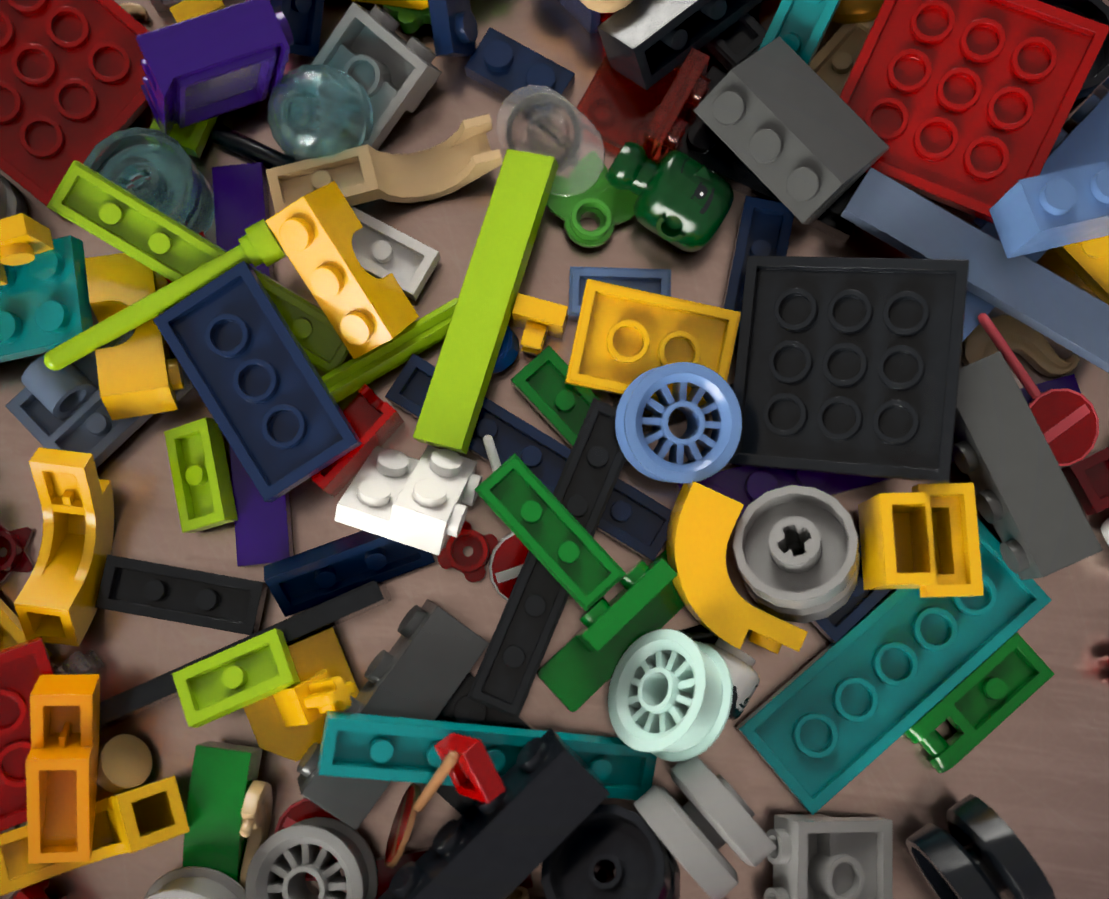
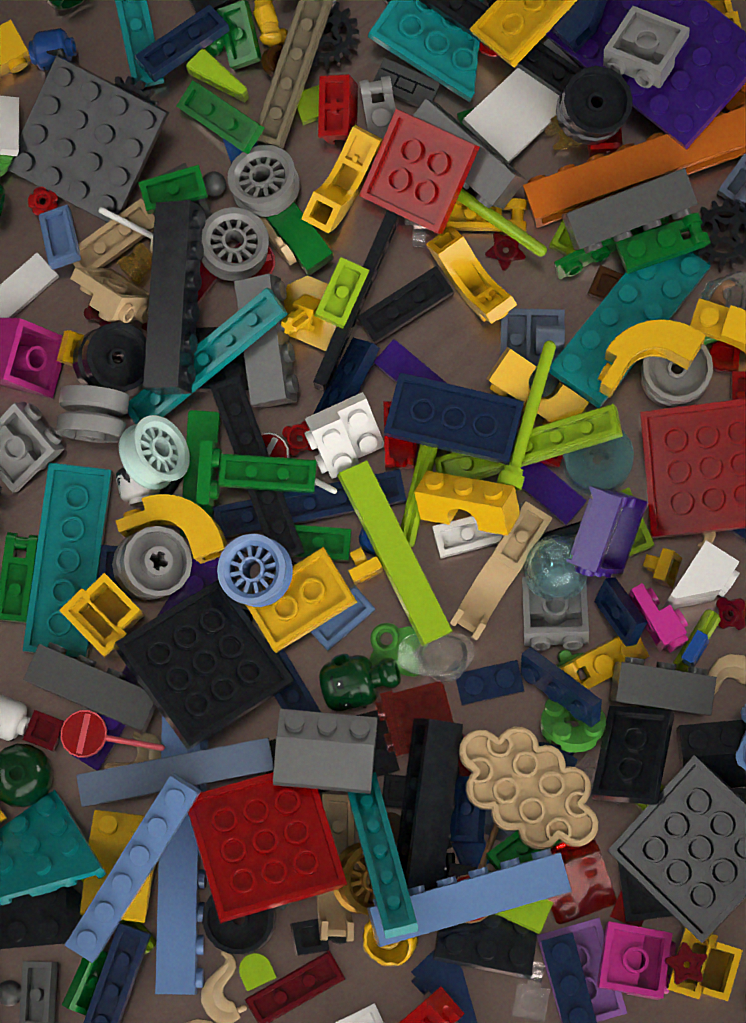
camera: 145 degrees right, 0 degrees up
(63, 767) = (376, 195): light orange slope -> none
(123, 763) = (360, 216): tan tile -> none
(200, 475) = (448, 360): lime plate -> none
(410, 805) = (221, 307): medium nougat piece -> none
(474, 771) = (209, 345): red tile -> none

